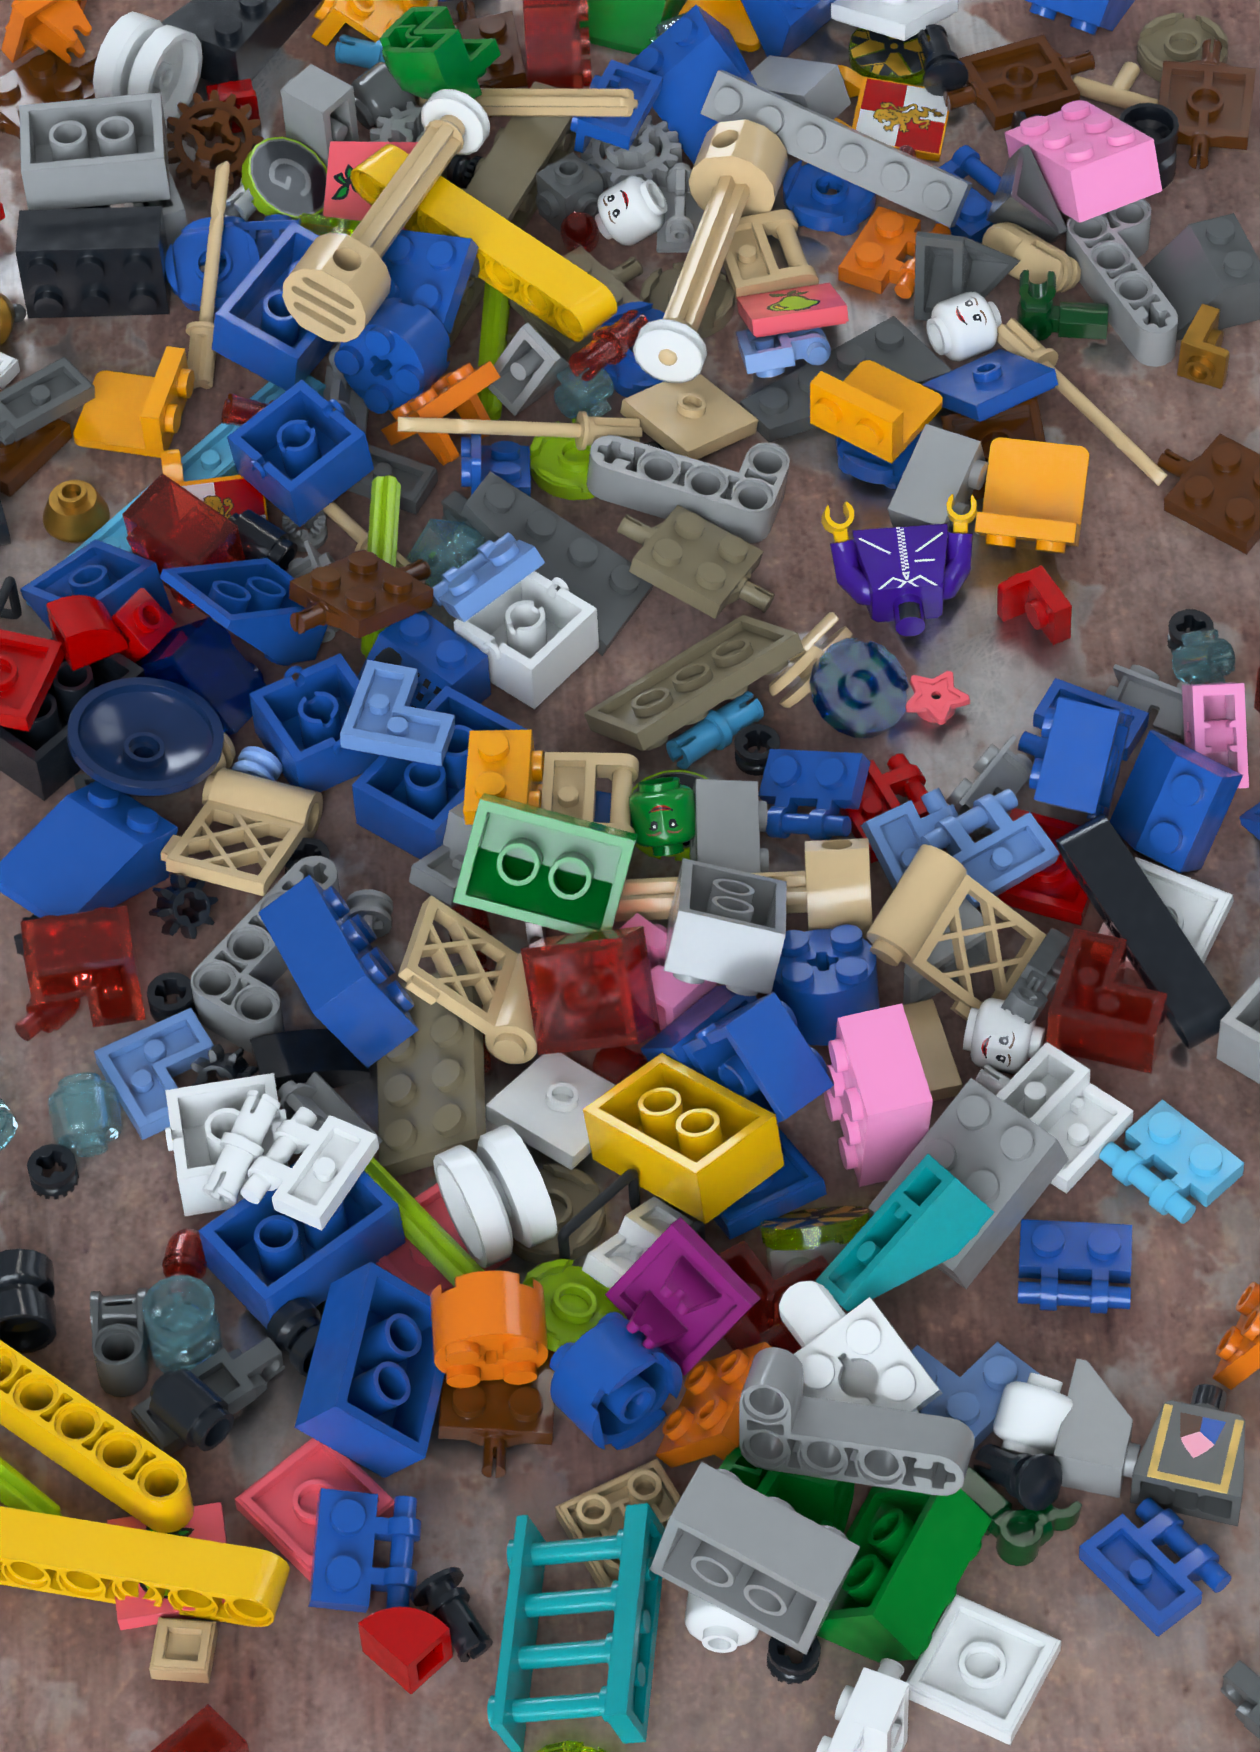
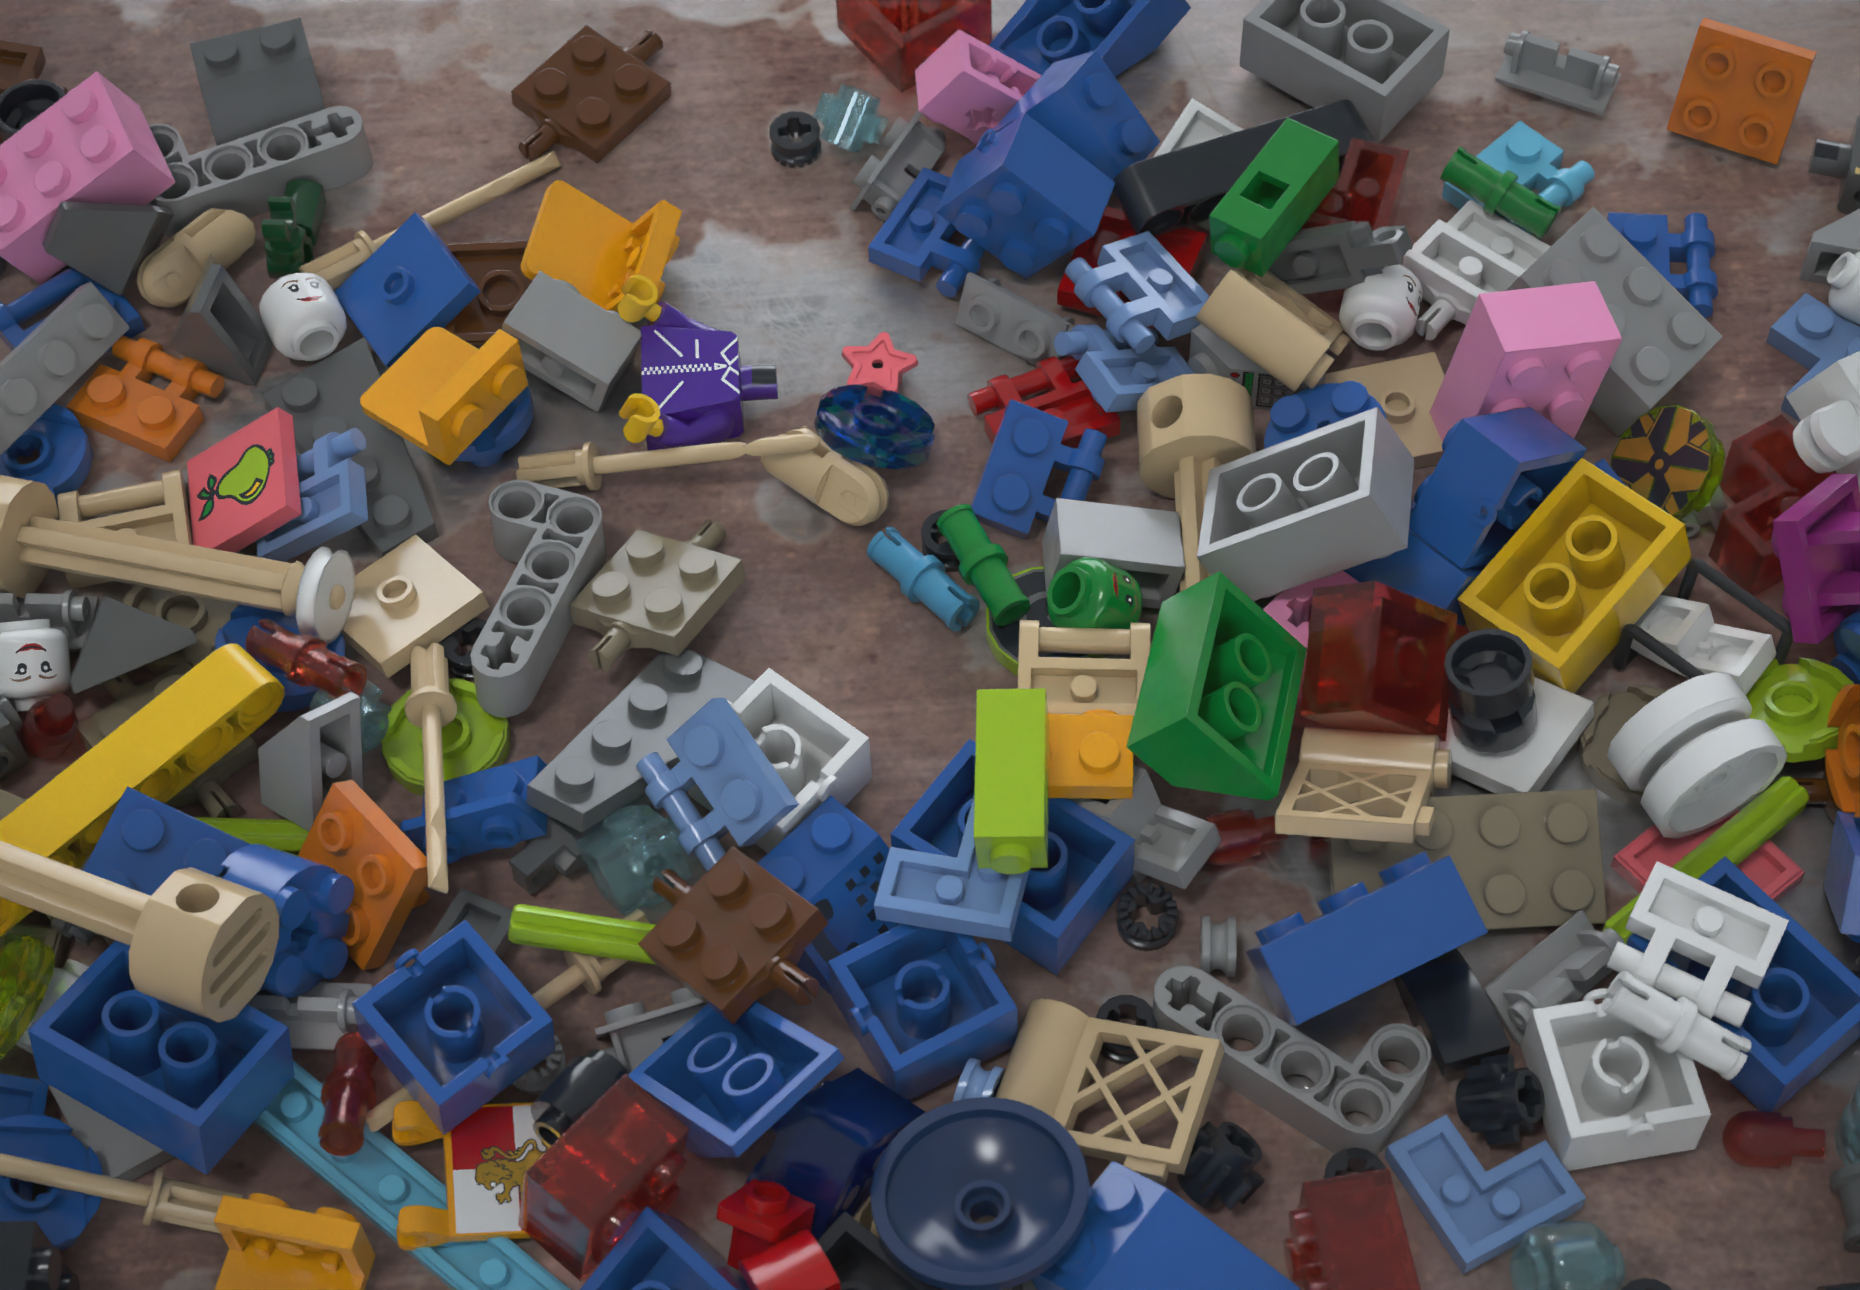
camera: 90 degrees left, 5 degrees up
(390, 885) = (1156, 902): none -> black bush
(449, 716) = (1011, 779): none -> lime brick
(561, 1061) = (1491, 690): none -> black wheel
(643, 253) = (122, 641): none -> dark grey slope
(694, 682) = (864, 589): dark tan plate -> none
(716, 754) = (983, 564): none -> green pin
(821, 493) = (587, 466): none -> tan piece
(912, 1232) = (1740, 345): teal slope -> none
(1040, 599) = (750, 257): red bracket -> none
(1069, 915) = (1274, 197): none -> green brick
(1126, 1120) = (1500, 193): none -> green pin
(1201, 351) = (382, 108): pearl gold bracket -> none

